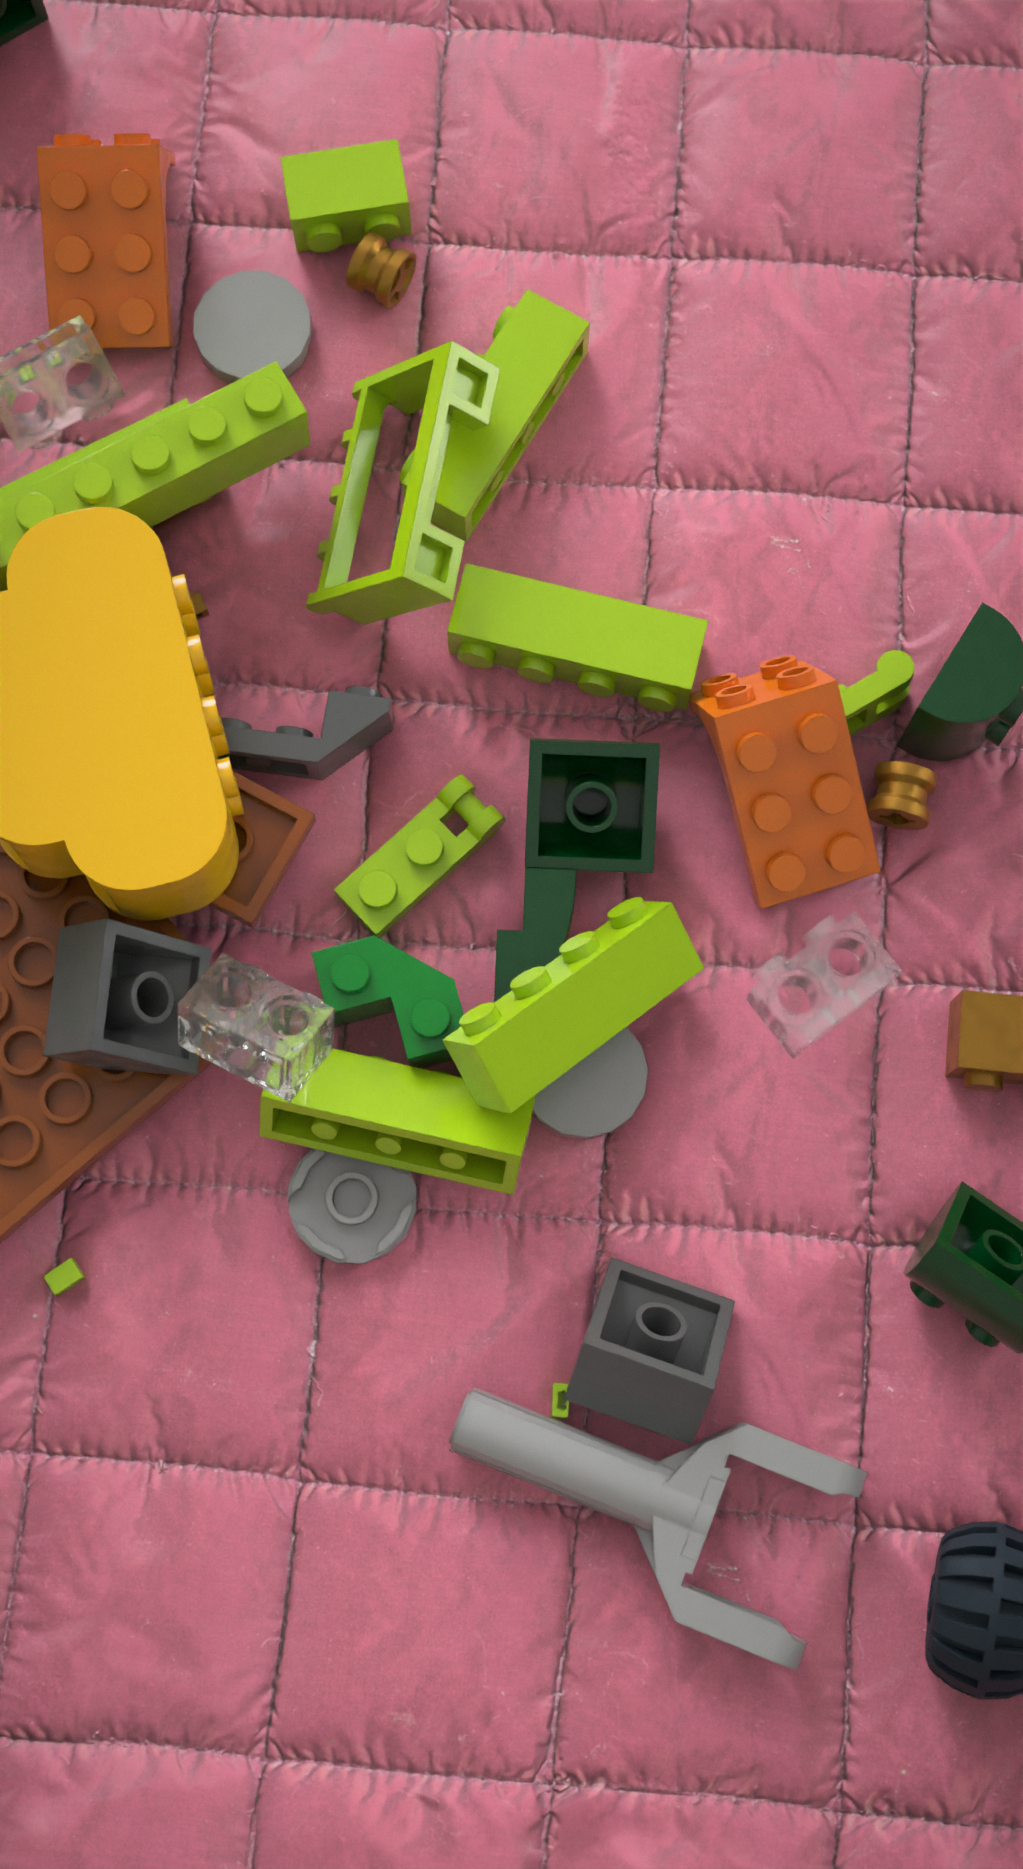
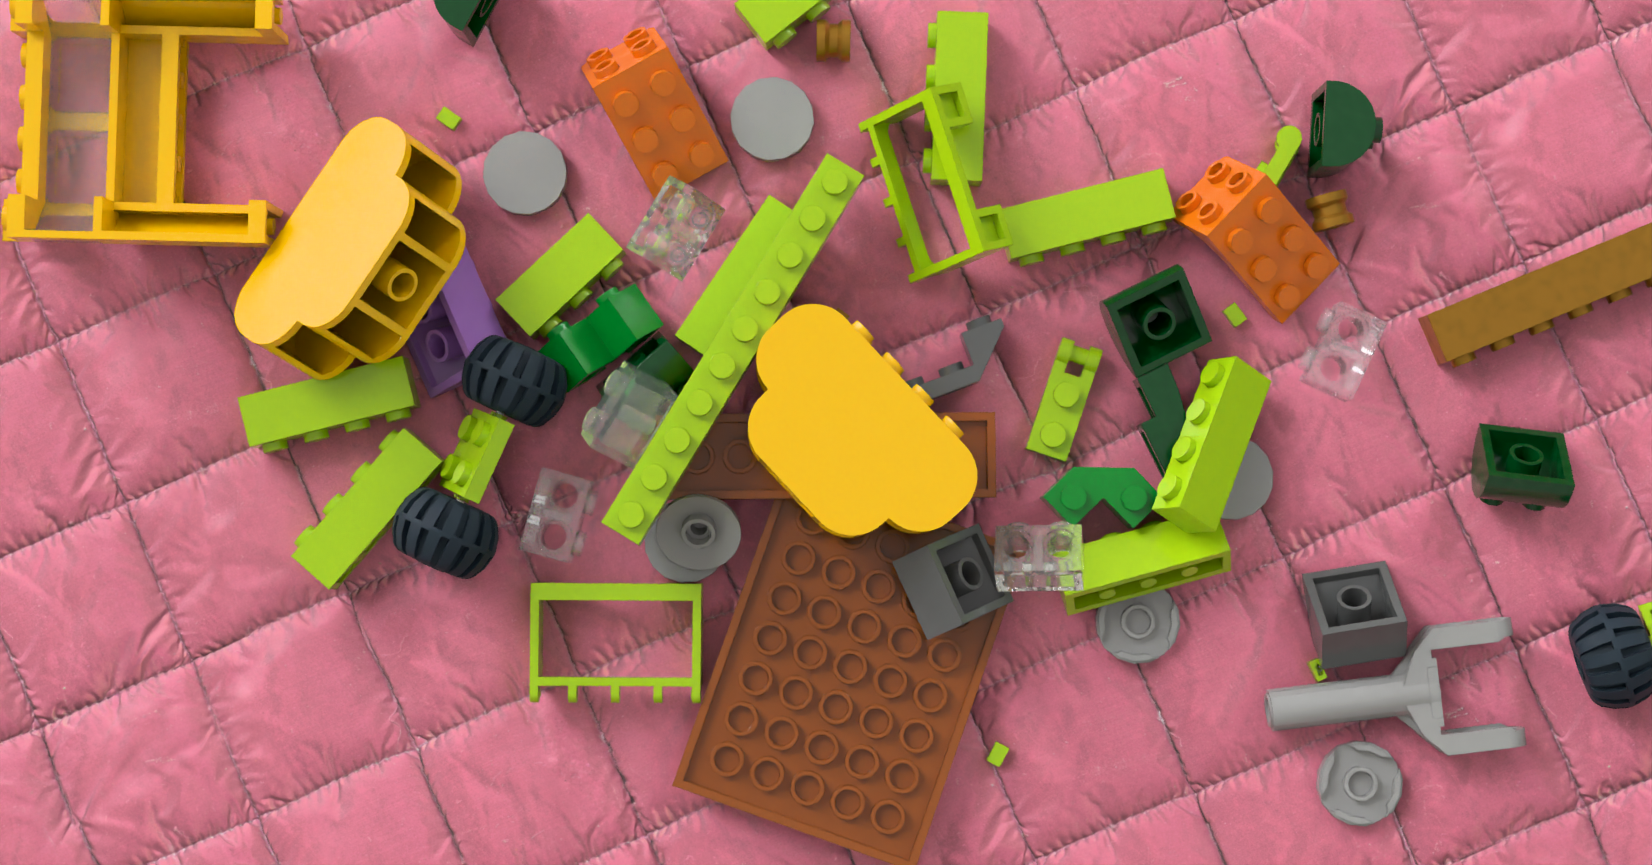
camera: 25 degrees left, 10 degrees up
(533, 1595) = (1359, 783): none -> light grey tile
(705, 867) = (1234, 315): none -> lime piece

